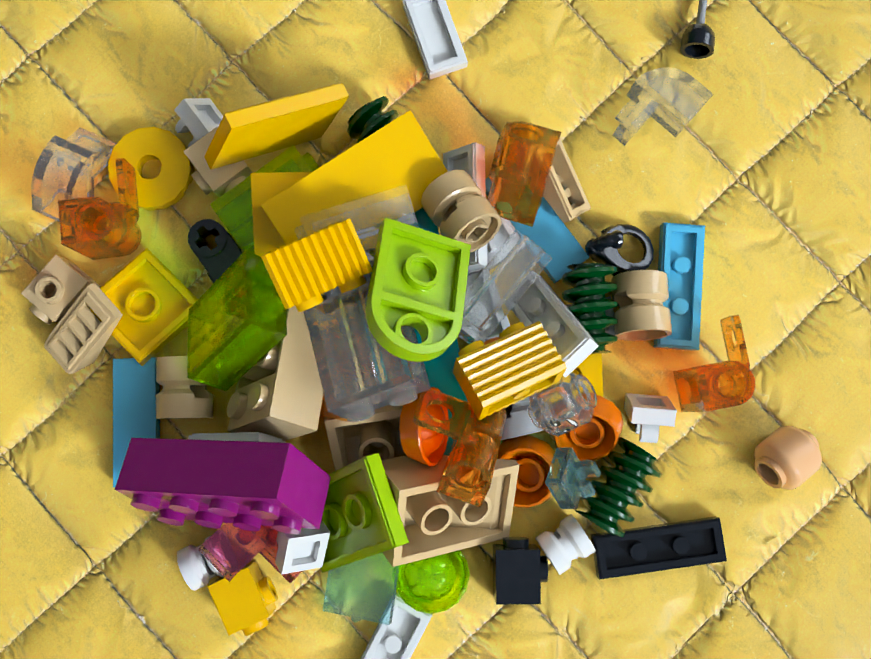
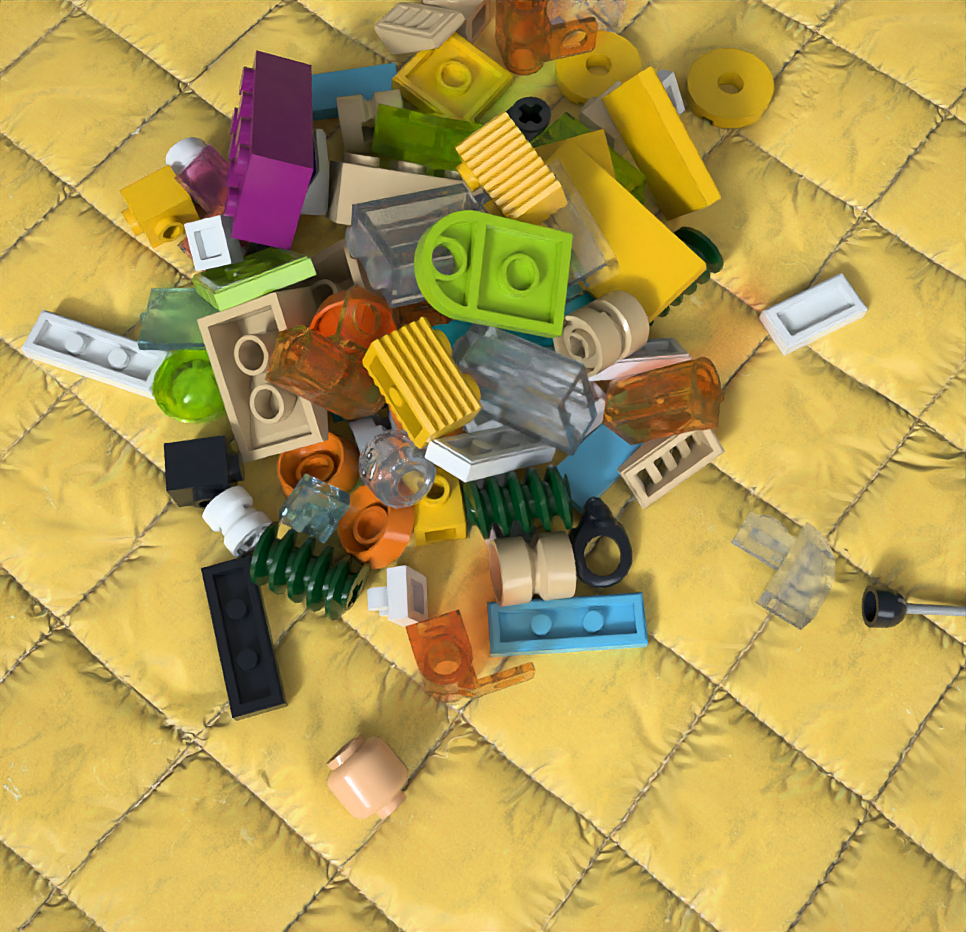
camera: 85 degrees right, 15 degrees down
(185, 31) = (733, 68): none -> yellow tile

